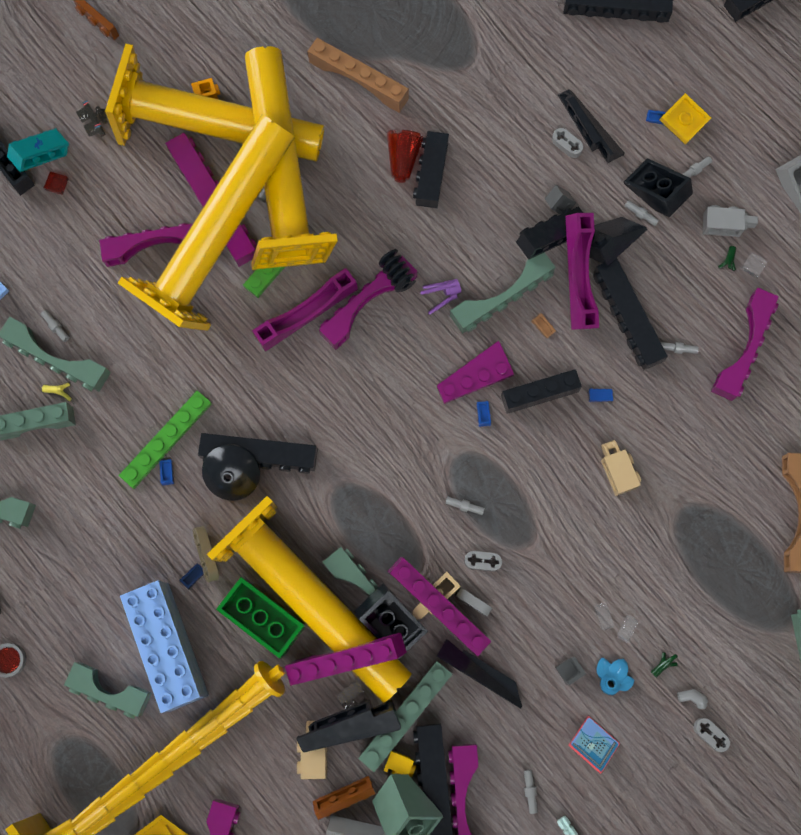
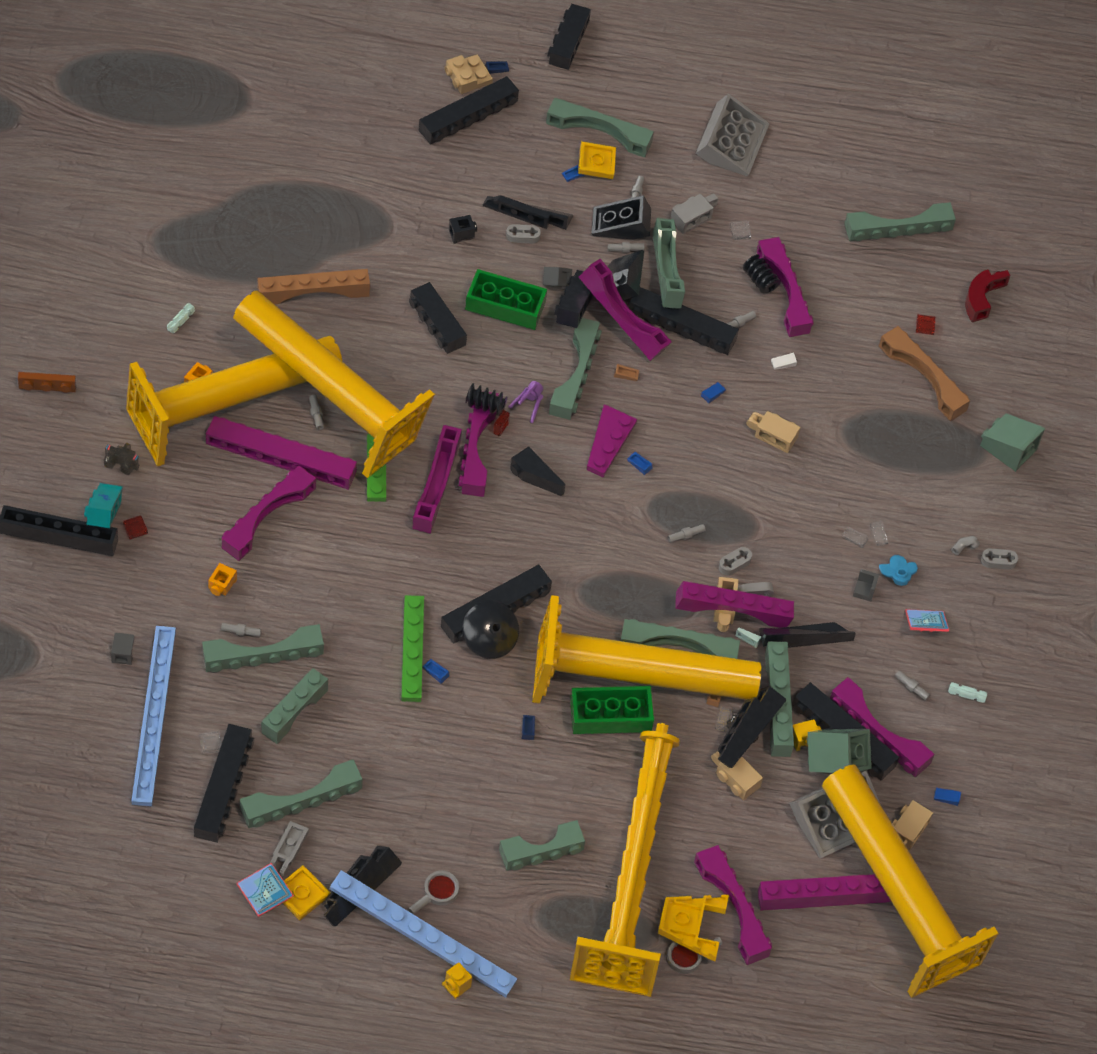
camera: 50 degrees left, 20 degrees down
(57, 390) = (289, 674): light yellow bar -> none
(70, 270) = (222, 580): none -> light orange brick
(164, 646) = (559, 777): light blue brick -> none
(203, 547) = (514, 690): dark tan beam -> none
(214, 227) = (327, 454): yellow piece -> none
(239, 32) = (180, 318): none -> light aqua axle
(343, 797) = (787, 785): dark orange plate -> none
(345, 660) = (703, 681): magenta arch -> none
(388, 354) = (535, 471): none -> black slope
(388, 616) = (710, 634): black slope -> none
(400, 298) = (501, 423): none -> clear red tile
(403, 152) = (405, 319): clear red cone -> none
(435, 645) = (748, 637): none -> light aqua piece
(498, 191) = (506, 299): none -> green brick
(520, 104) = (462, 228): none -> black brick
(541, 391) = (668, 416): black brick -> none
(657, 255) = (670, 283): none -> sand green arch
(664, 664) = (925, 537): dark green bar -> none
(685, 411) = (784, 361): none -> white piece
(695, 61) = (569, 115): none -> sand green arch
(729, 259) = (719, 237): dark green bar -> none
(732, 319) = (760, 274): none -> black piece

